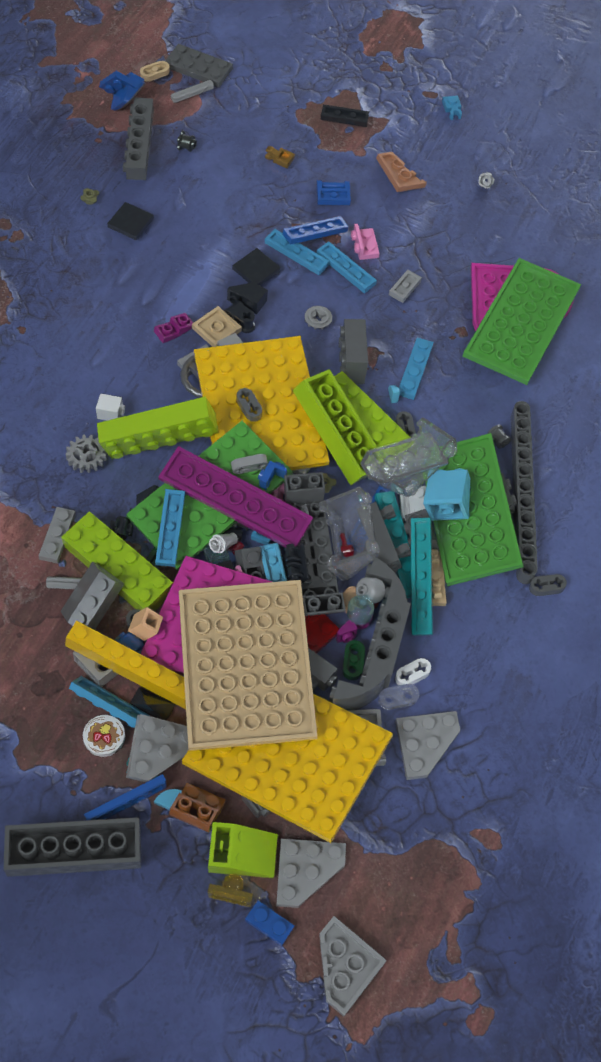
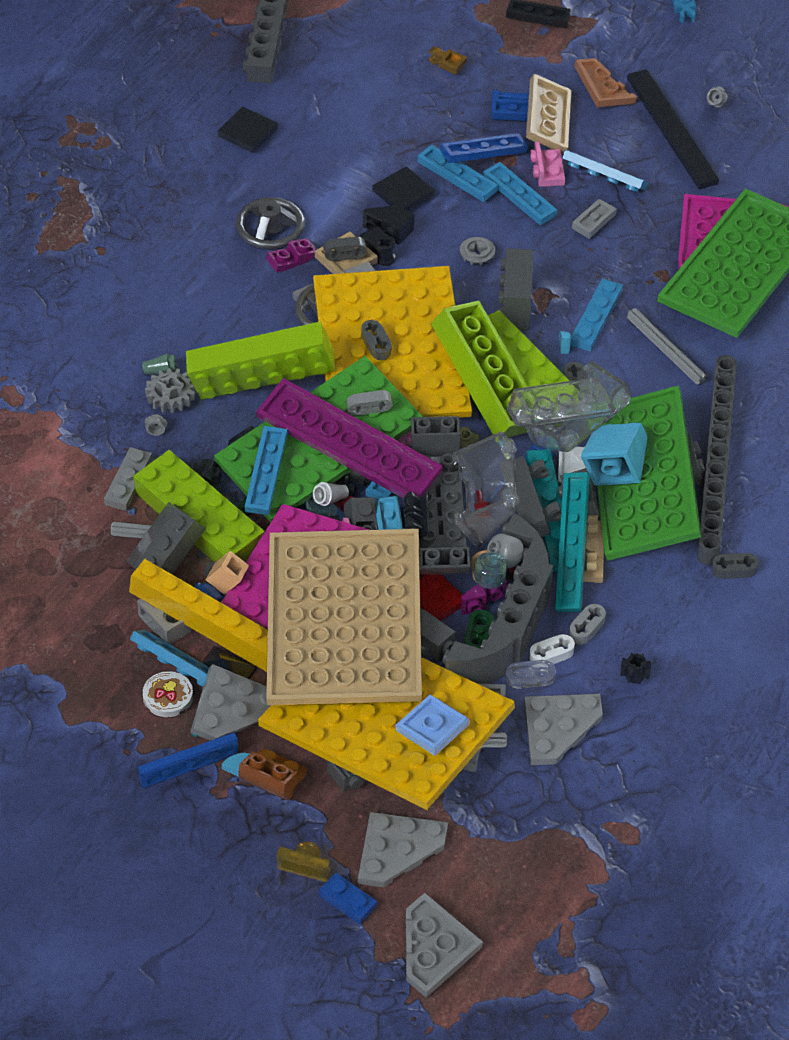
camera: 10 degrees right, 10 degrees down
(72, 847) = (122, 800): dark grey brick -> none
(76, 430) = (160, 363): none -> sand green cone
(76, 484) = (155, 424): none -> light grey plate
(89, 196) = (198, 99): olive plate -> none
(109, 407) = (202, 336): white brick -> none
(155, 299) = (272, 218): none -> flat silver piece
(186, 141) = (327, 38): pearl dark grey brick -> none
(216, 322) = (344, 248): none -> dark grey beam
(242, 851) = (321, 818): lime slope -> none
(267, 474) = (395, 410): blue bracket -> none
(329, 764) = (432, 724): none -> light blue plate
(362, 199) = (548, 113): none -> tan plate
(415, 248) = (613, 175): none -> plate
(442, 648) = (583, 621): none -> light grey beam
(456, 208) = (673, 129): none -> black tile
(472, 393) = (666, 346): none -> light grey axle
(484, 681) = (635, 668): none -> black gear
(499, 436) = (692, 393): dark grey bush -> none

